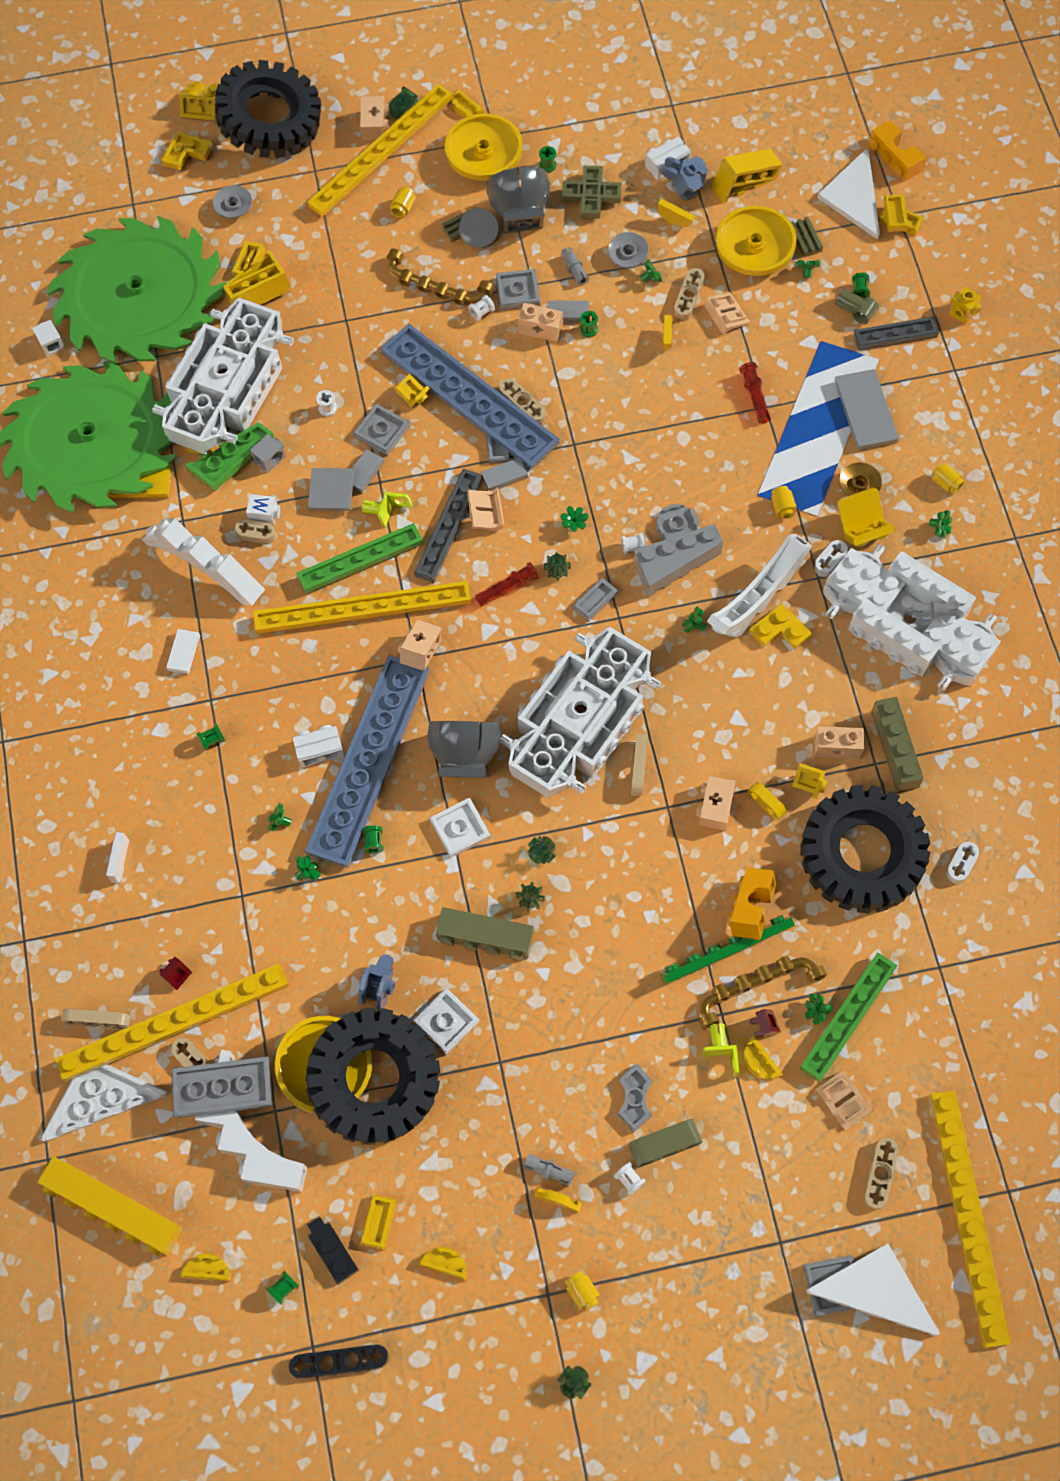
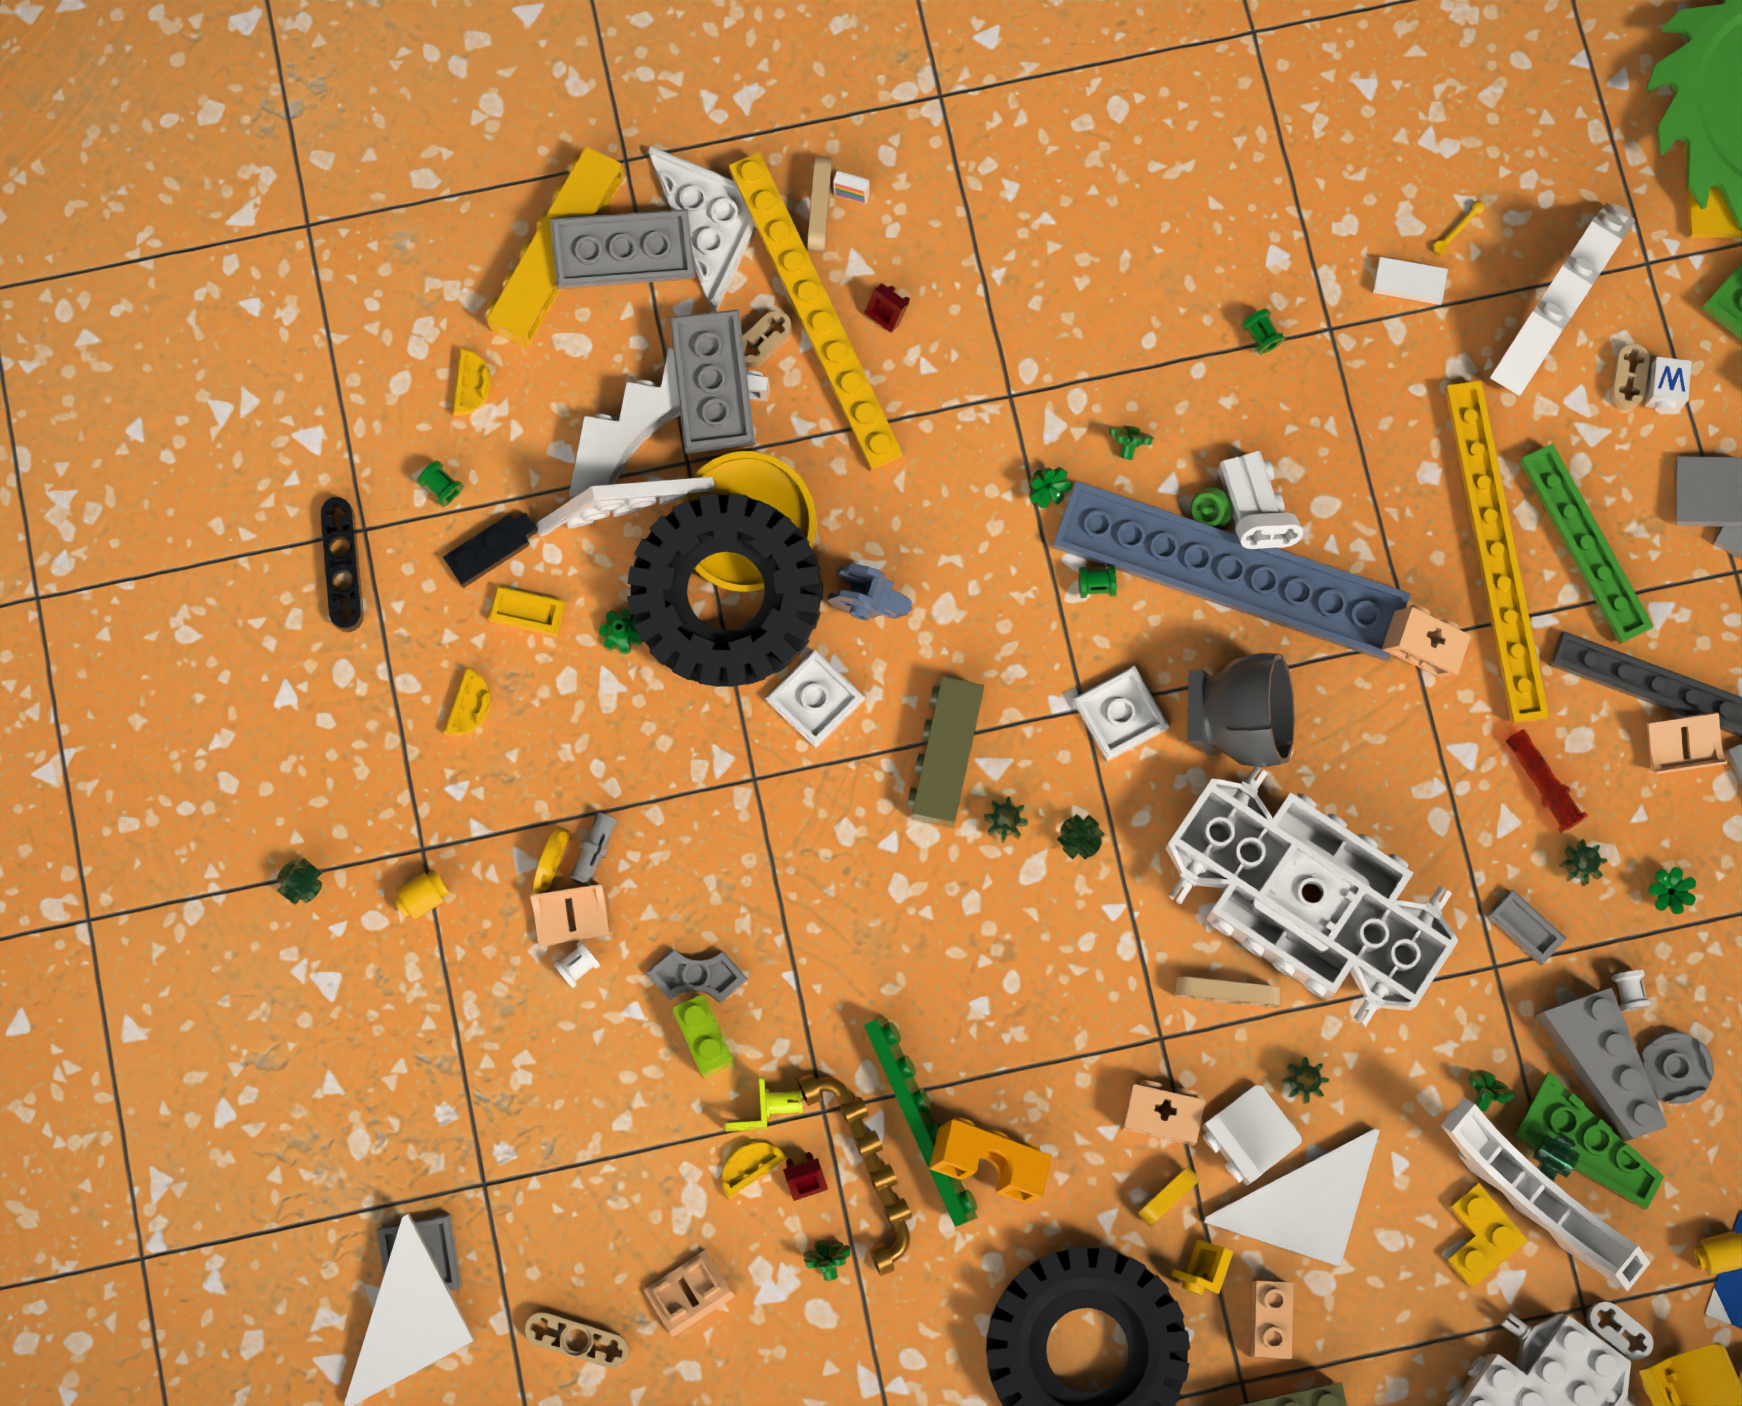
camera: 90 degrees right, 10 degrees up
(86, 996) = (851, 187): none -> white tile
(117, 857) = (1064, 211): white tile -> none
(117, 1155) = (622, 249): none -> light grey tile
(161, 633) = (1440, 247): none -> yellow hinge
(307, 1150) = (620, 499): none -> white tile
(326, 770) = (1211, 507): none -> bright green hat
(345, 733) = (1269, 530): none -> white beam
(384, 507) = (1681, 579): neon yellow bracket -> none
(398, 1158) = (621, 637): none -> green plant
(596, 1197) = (552, 916): none -> light nougat piece
(665, 1143) = (627, 1018): olive beam -> none
(677, 1090) = (703, 1036): none -> lime brick
(698, 721) = (1312, 1073): none -> clear green gear
(720, 577) = (1602, 1153): none -> bright green wing
(727, 753) = (1251, 1135): none -> white bracket
(734, 582) = (1556, 1155): none -> clear green gear
(768, 722) = (1307, 1208): none -> white tile
(848, 1017) = (815, 1307): bright green plate -> none

